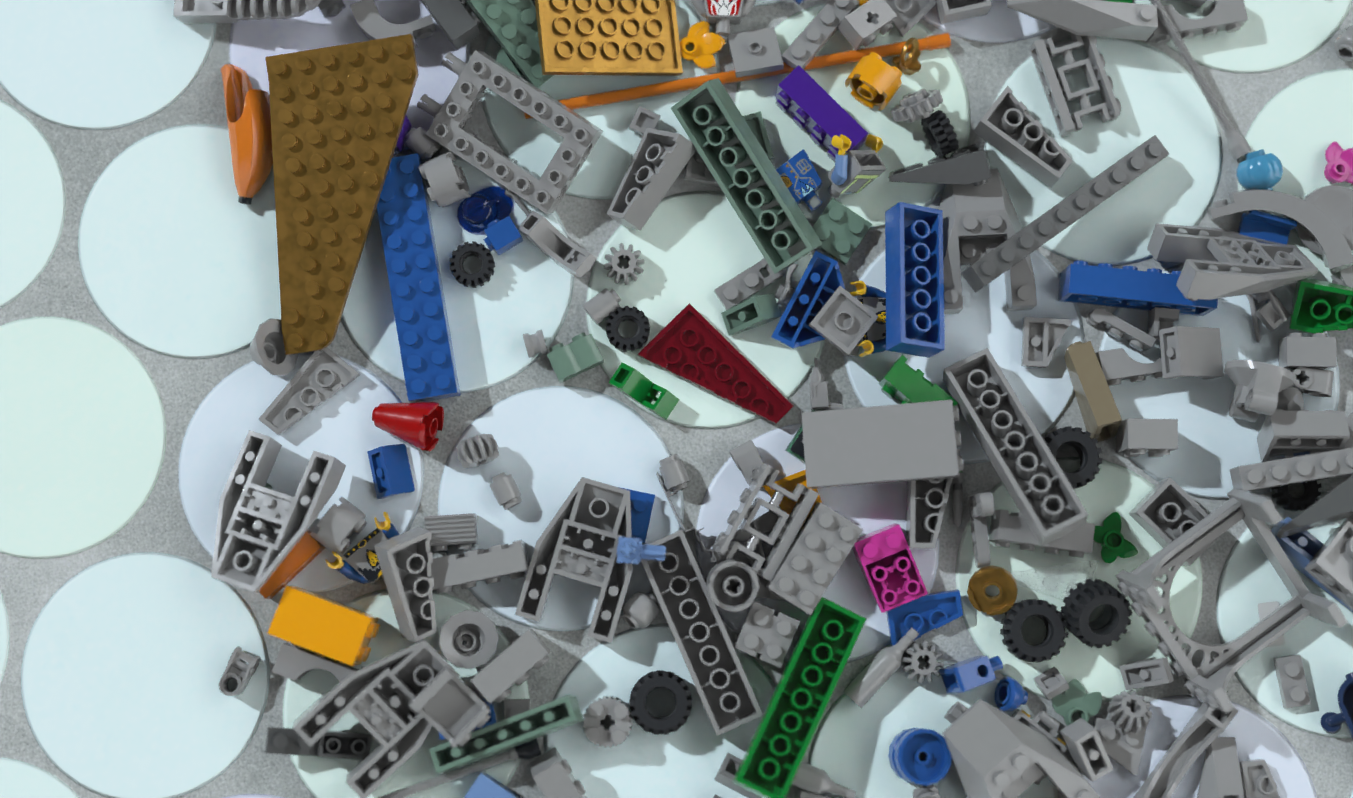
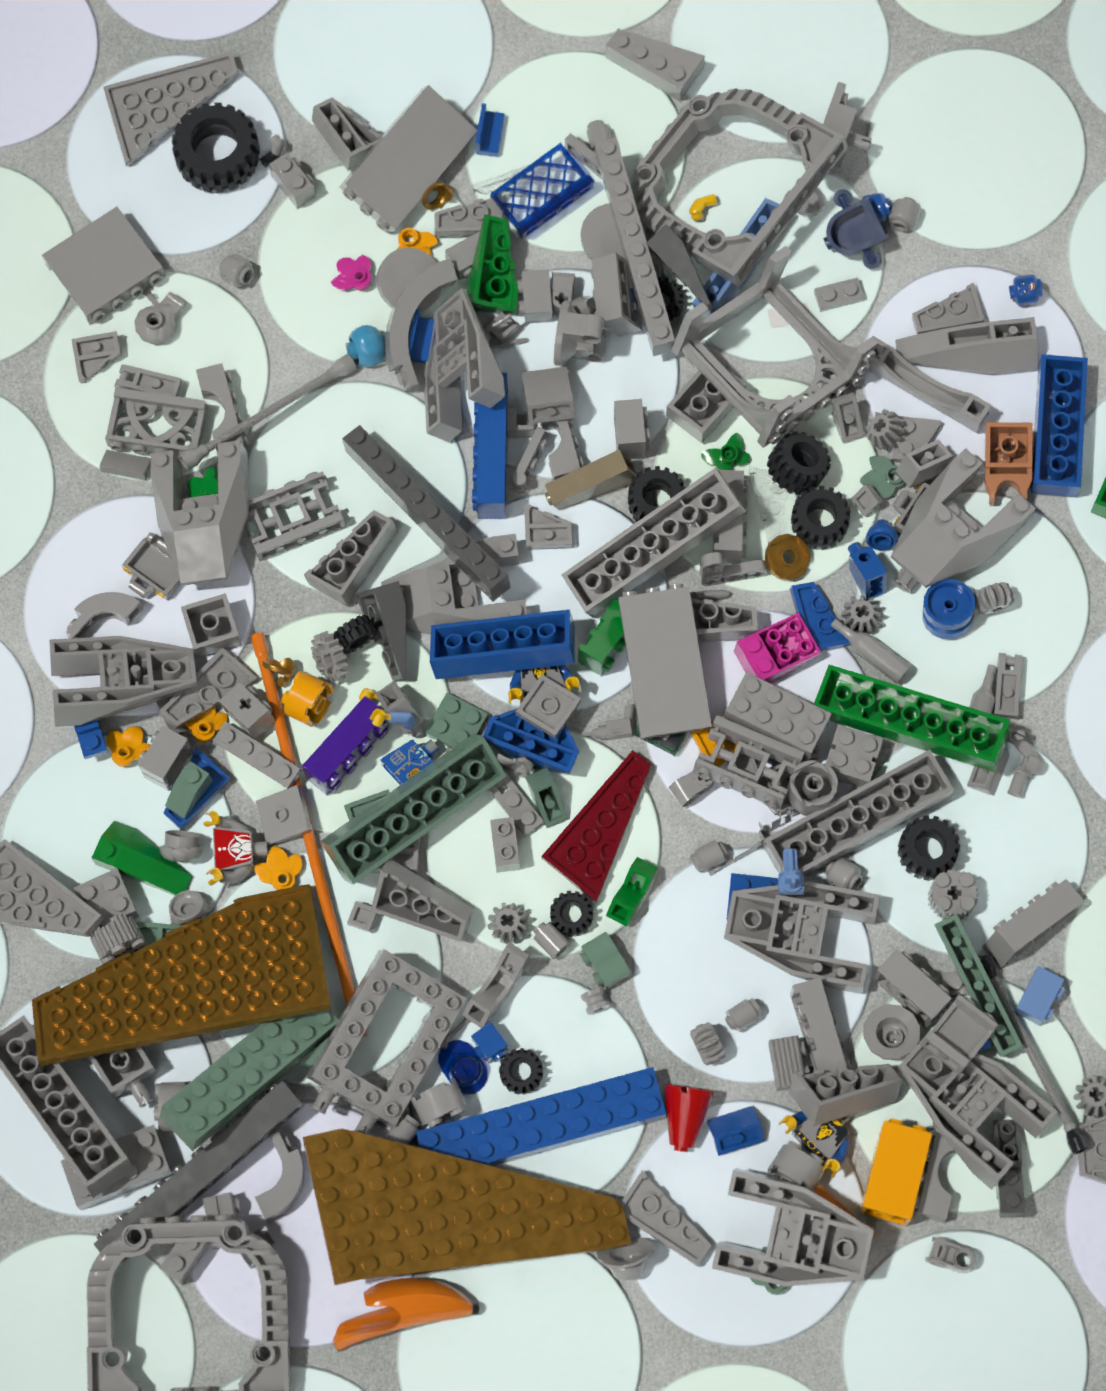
camera: 90 degrees left, 10 degrees down
(704, 267) = (505, 844): none -> light grey brick

